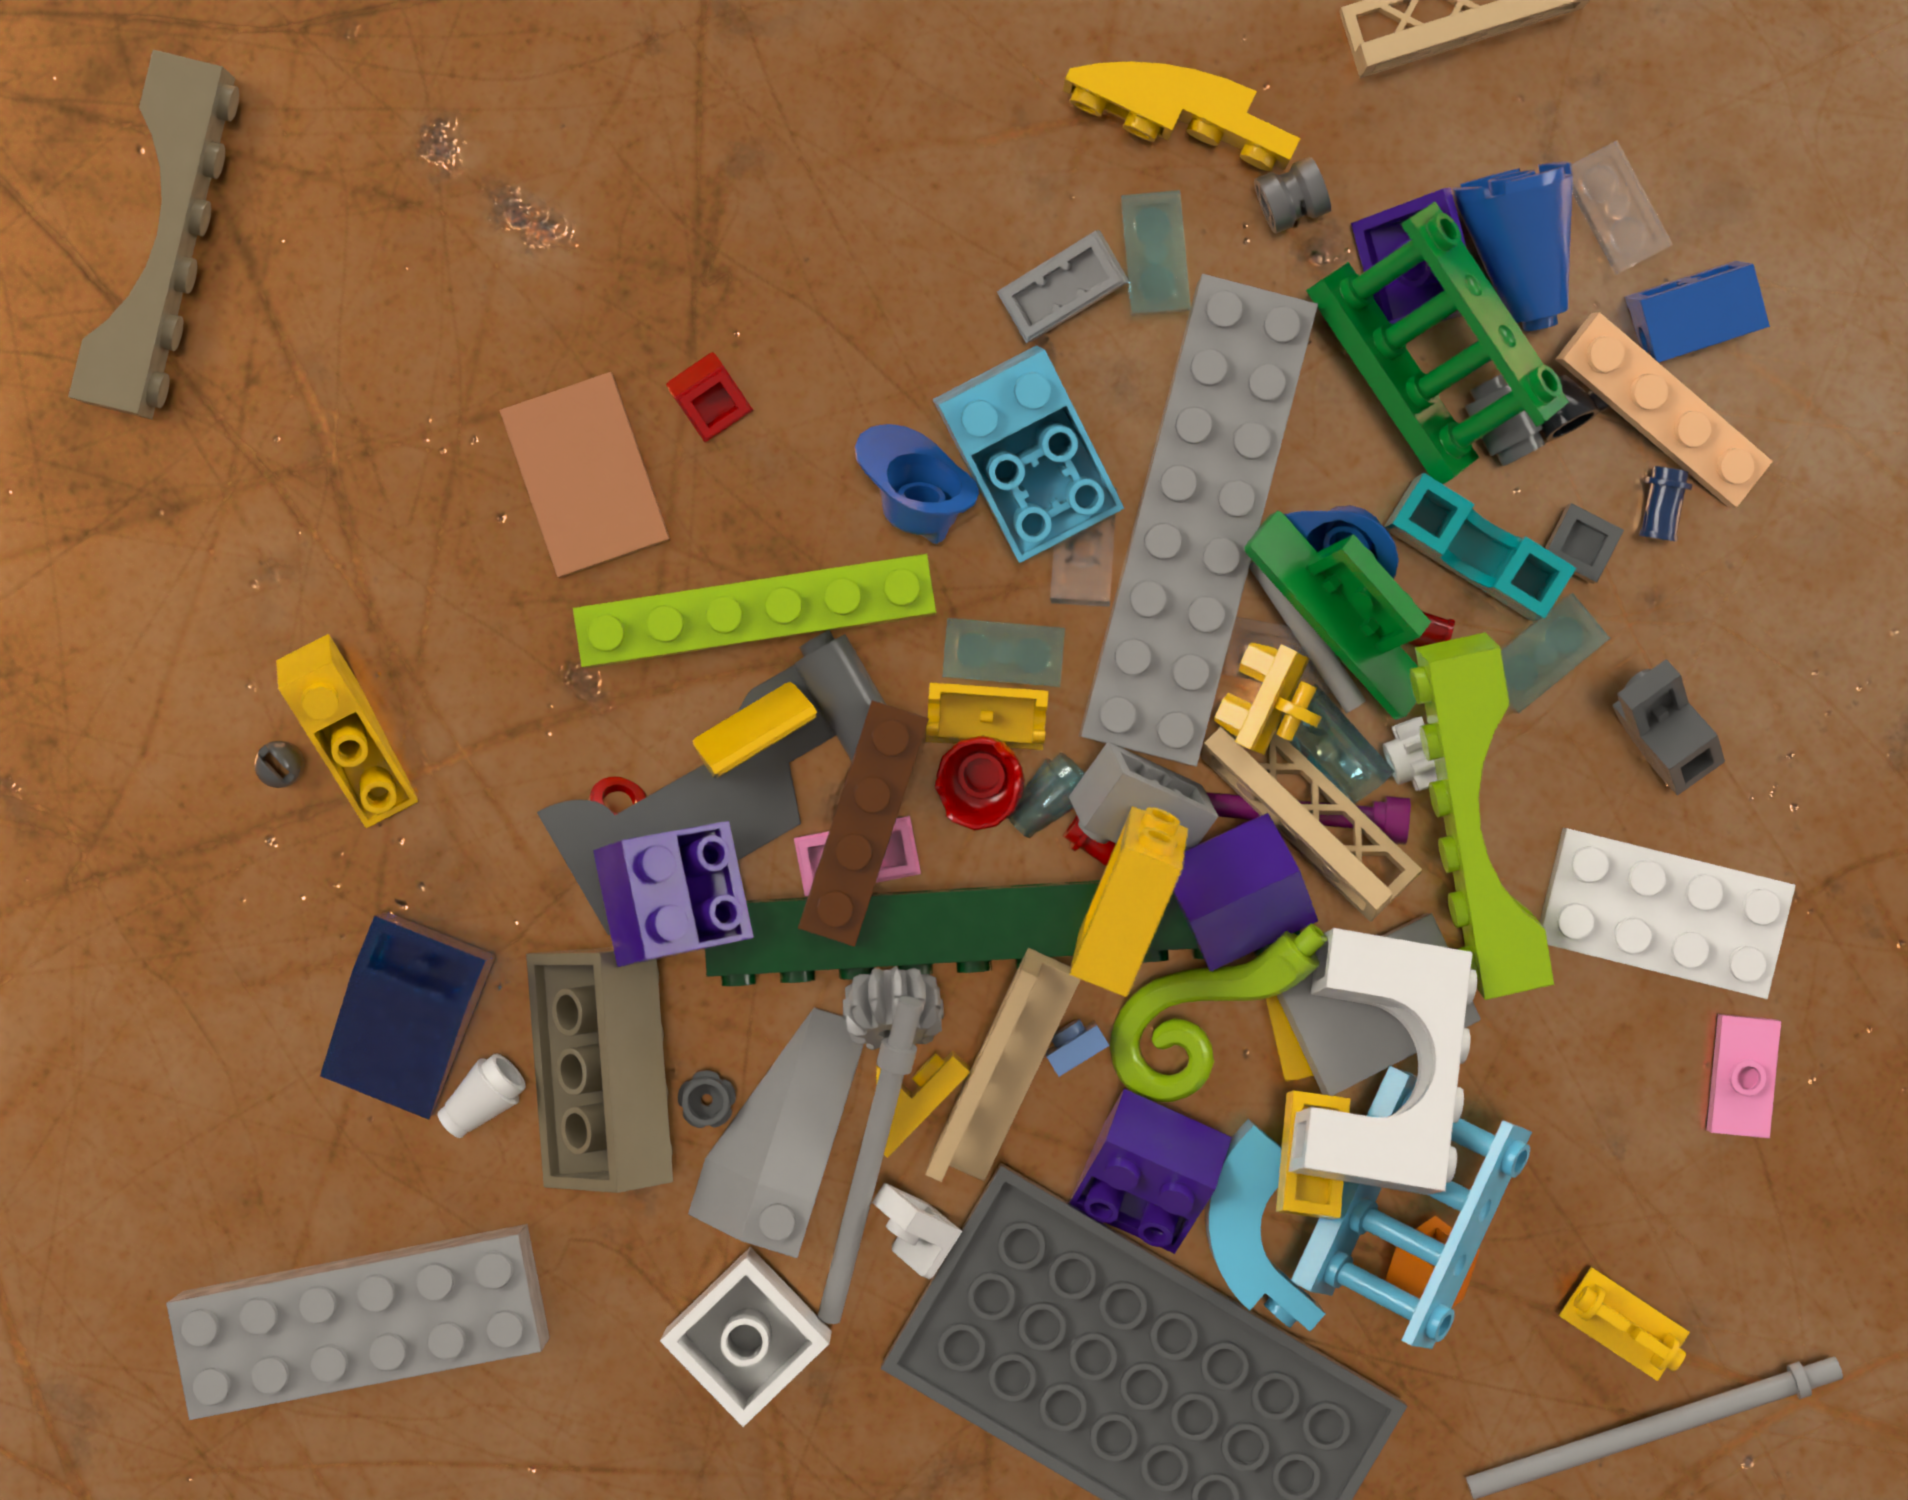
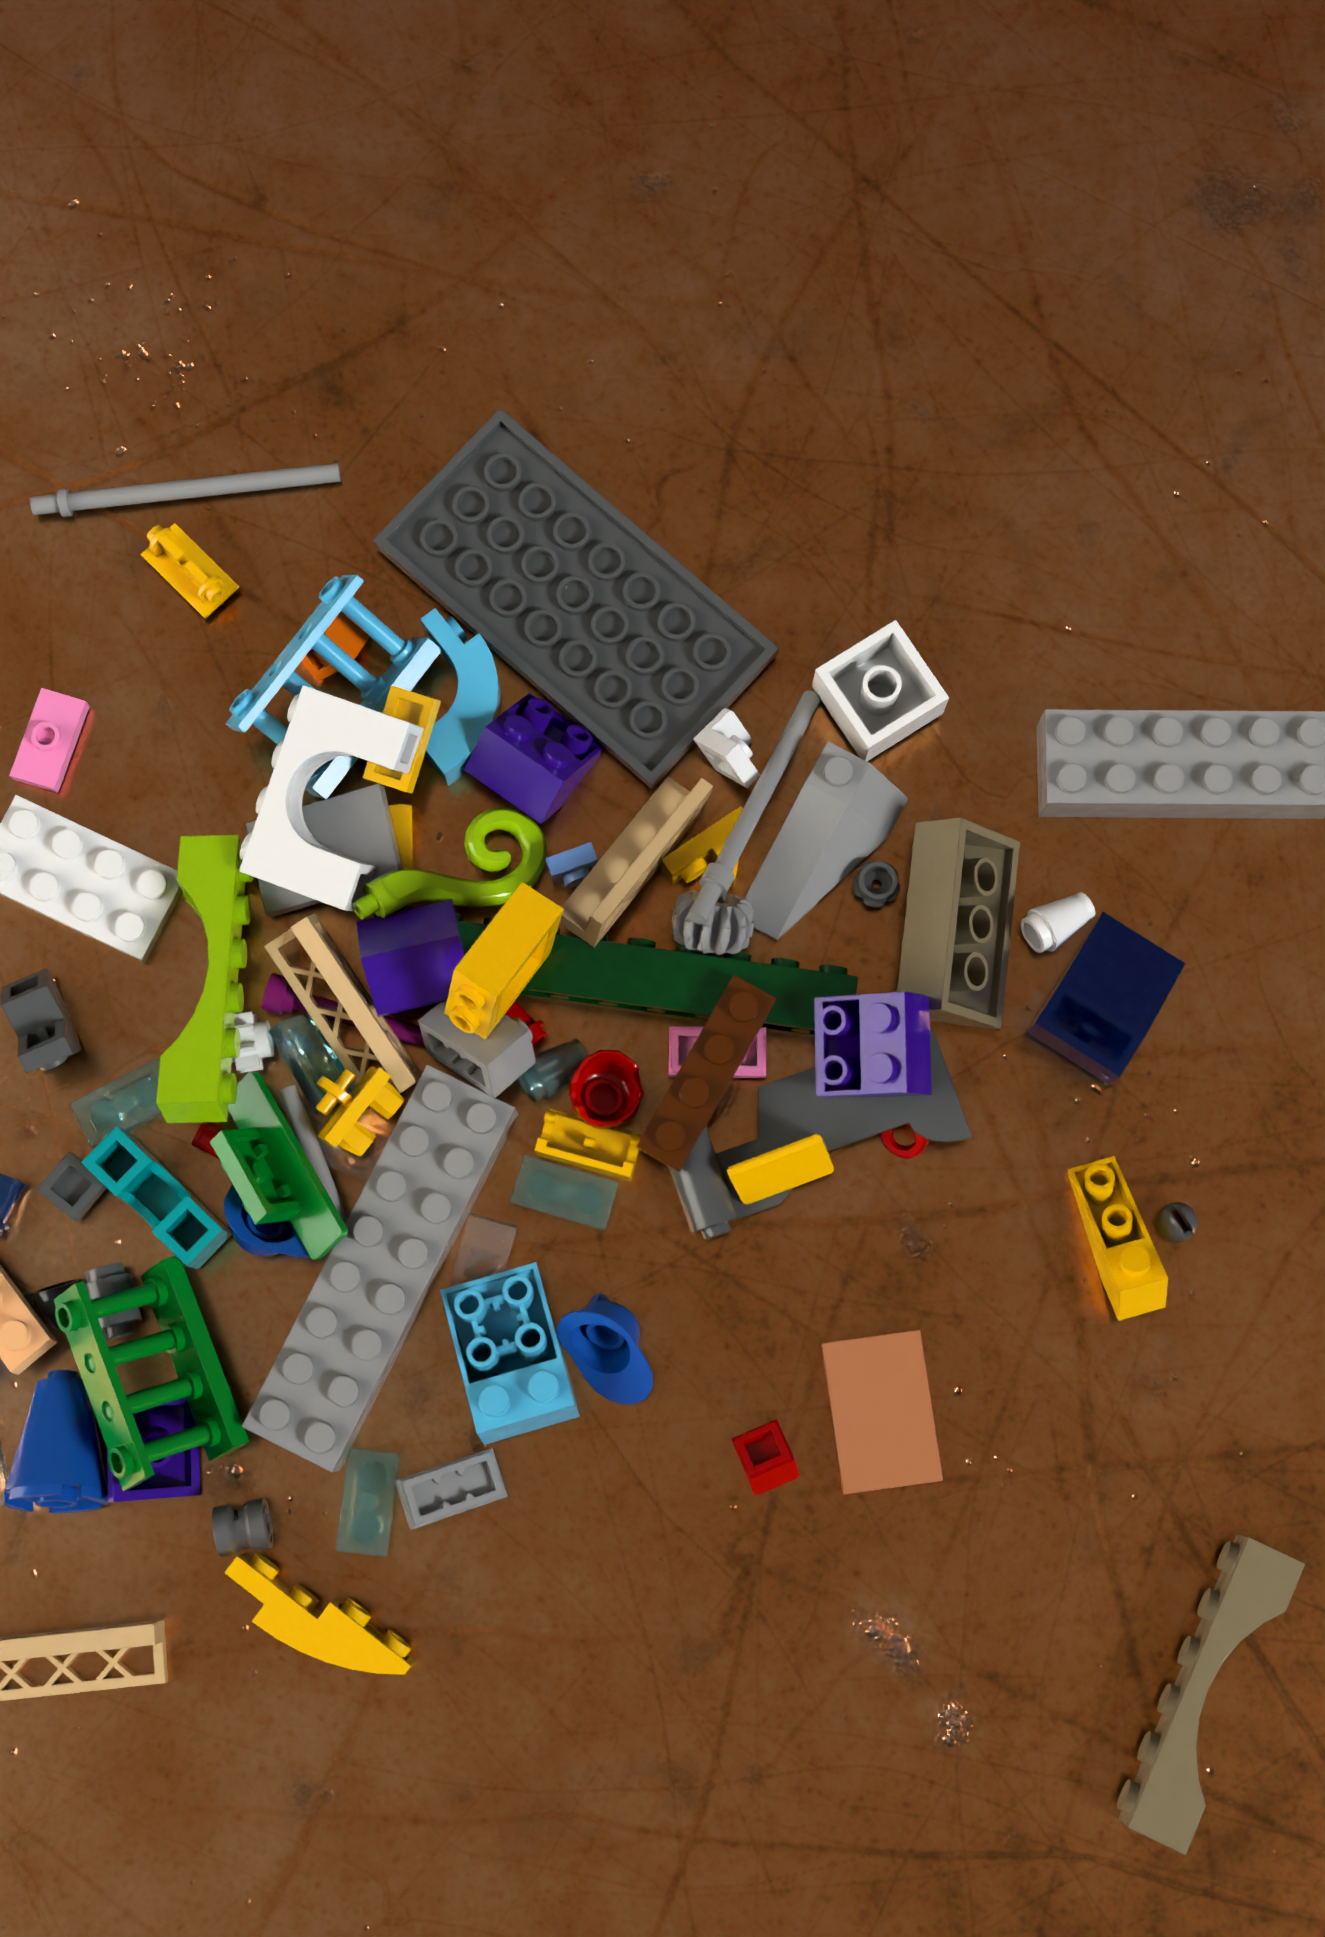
camera: 170 degrees left, 10 degrees down
(754, 611) = (762, 1266): lime arch -> none

